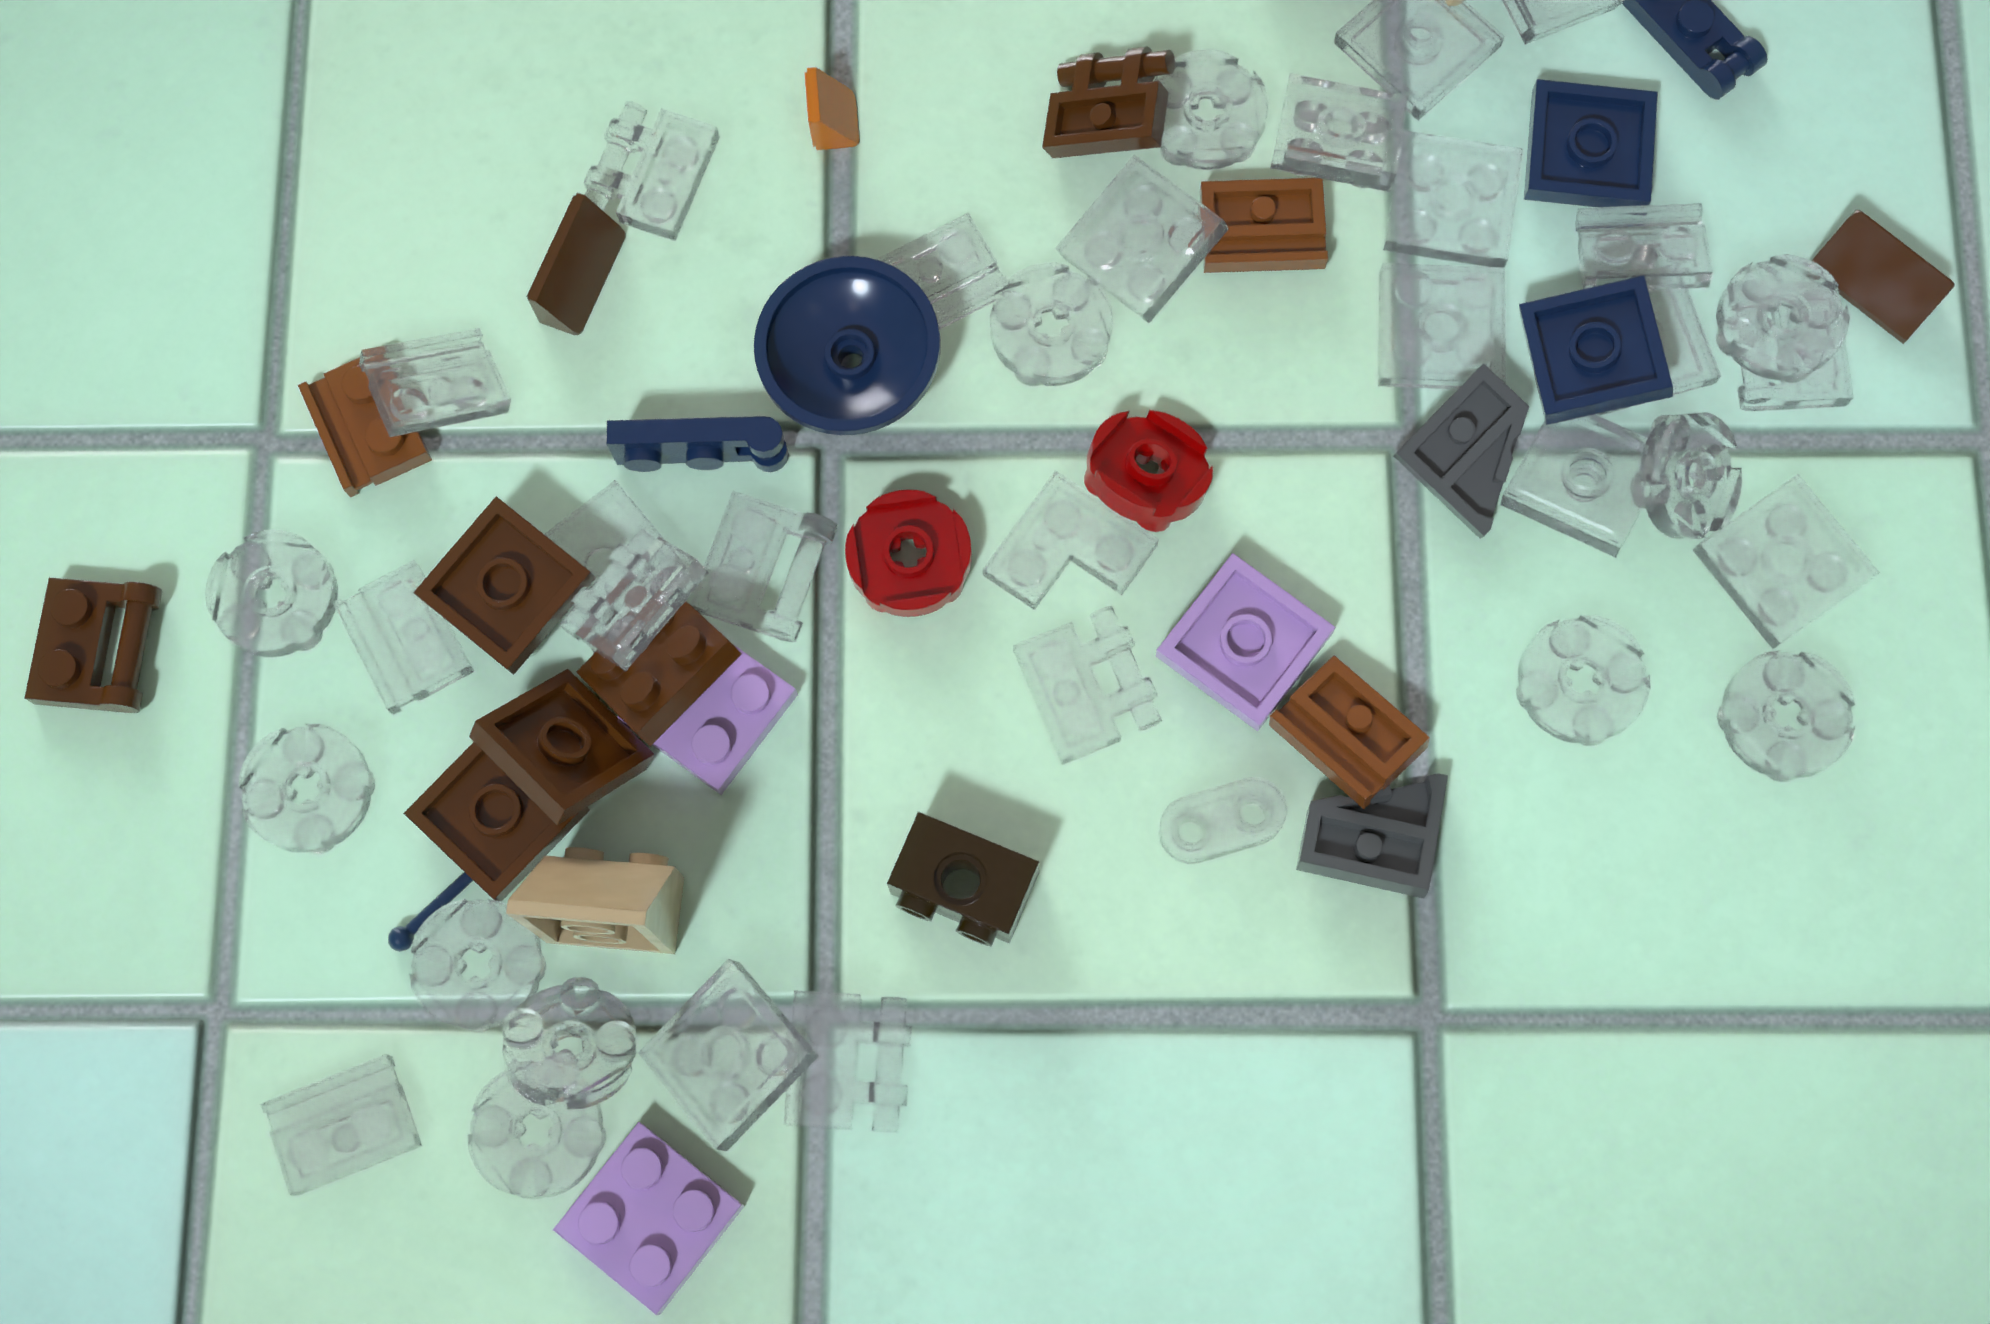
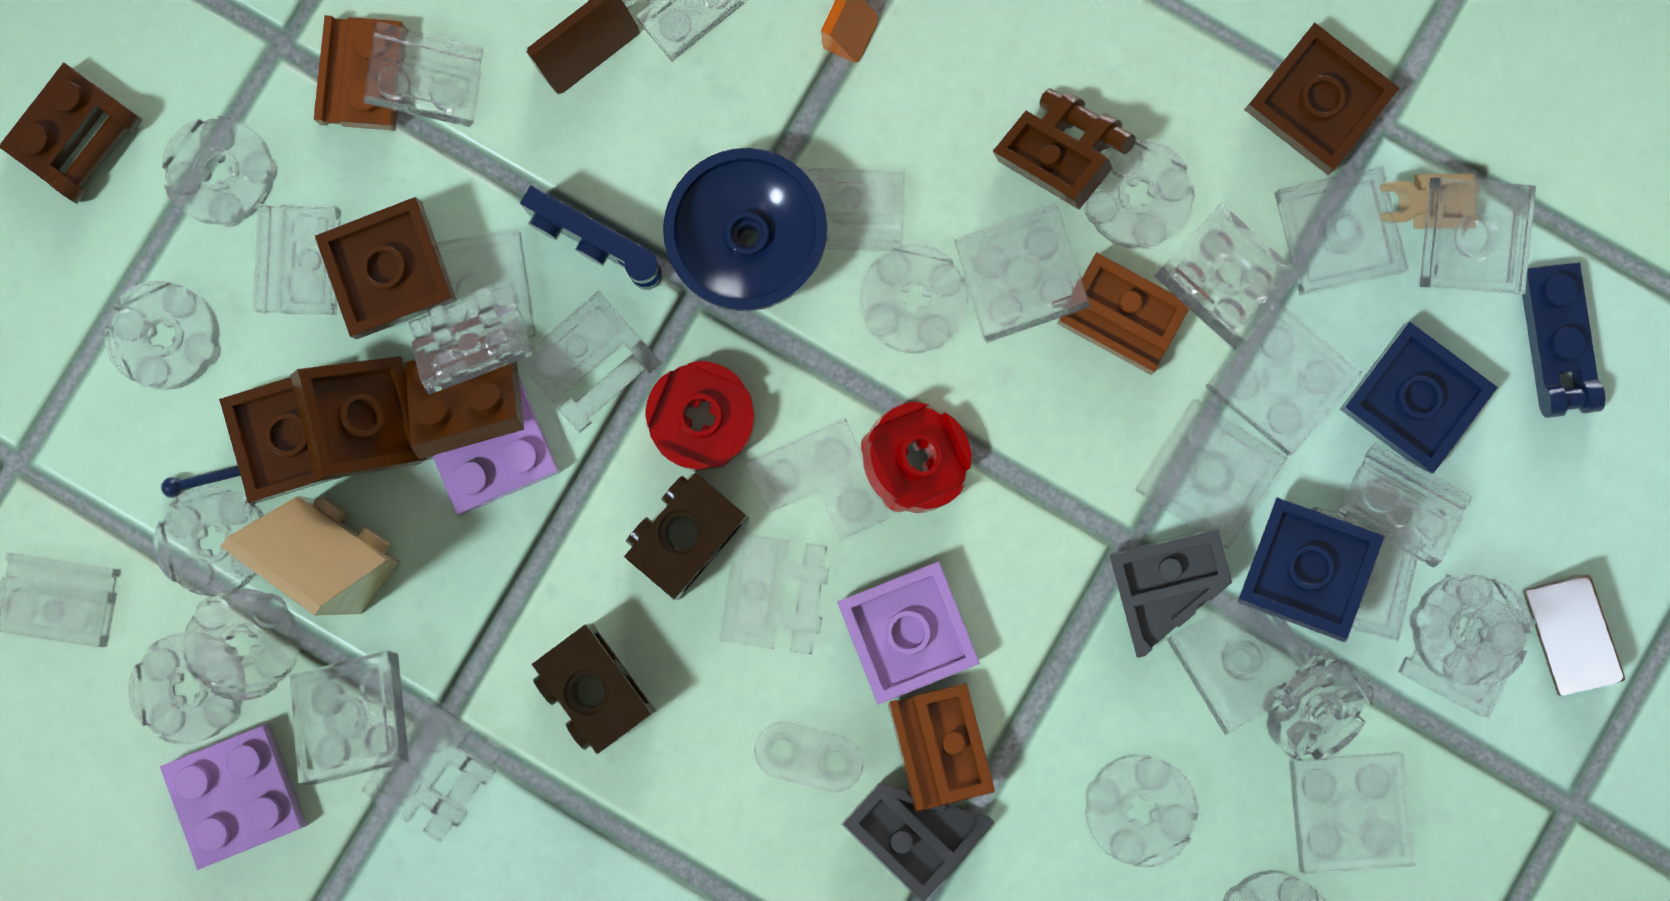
camera: 30 degrees right, 10 degrees up
(972, 711) = (676, 568): none -> dark brown brick

